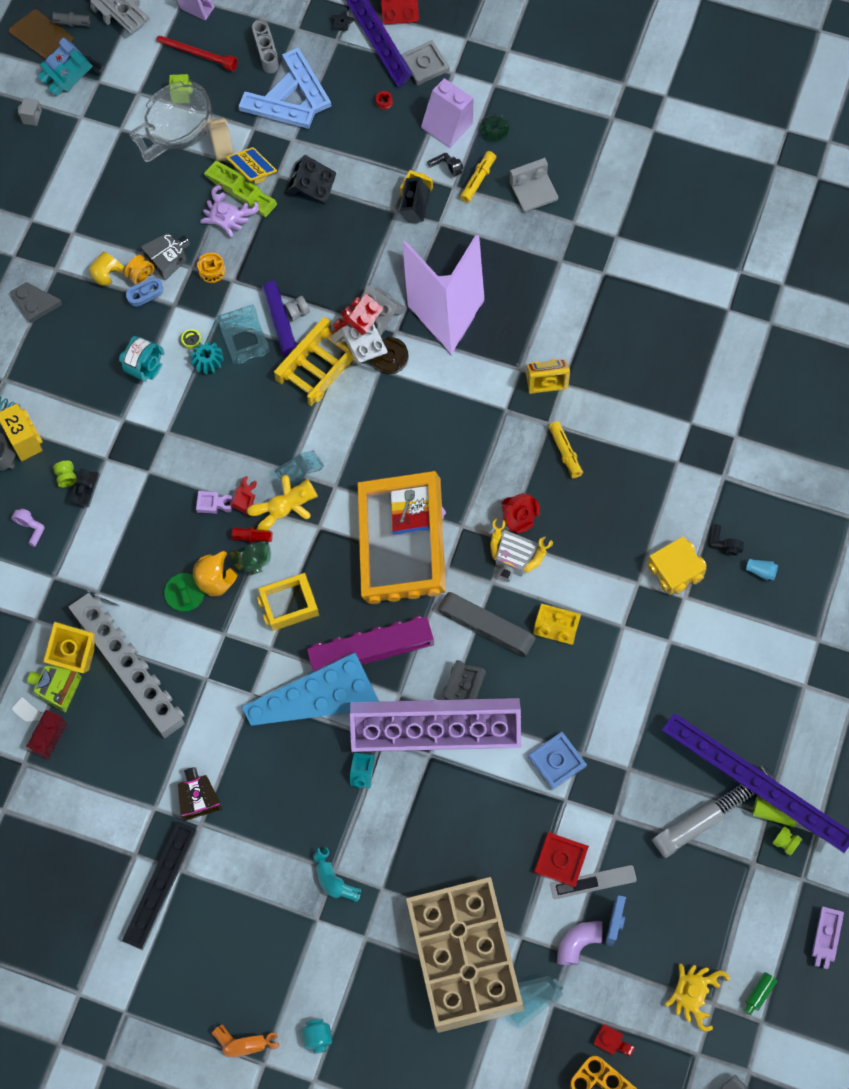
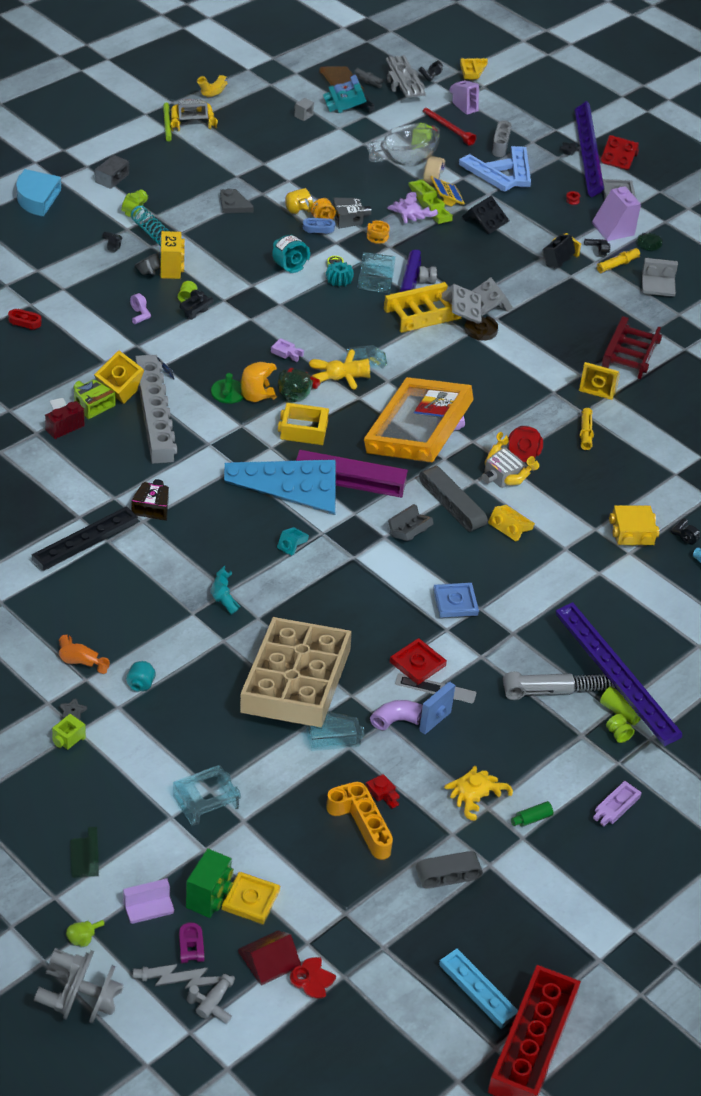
camera: 20 degrees right, 25 degrees down
(242, 495) = (312, 353): red plate -> none
(360, 314) = (475, 285): bracket -> none
(435, 724) = (370, 530): lavender brick -> none
(445, 302) = (550, 313): lavender windscreen -> none
(539, 315) = (619, 338): none -> dark red fence

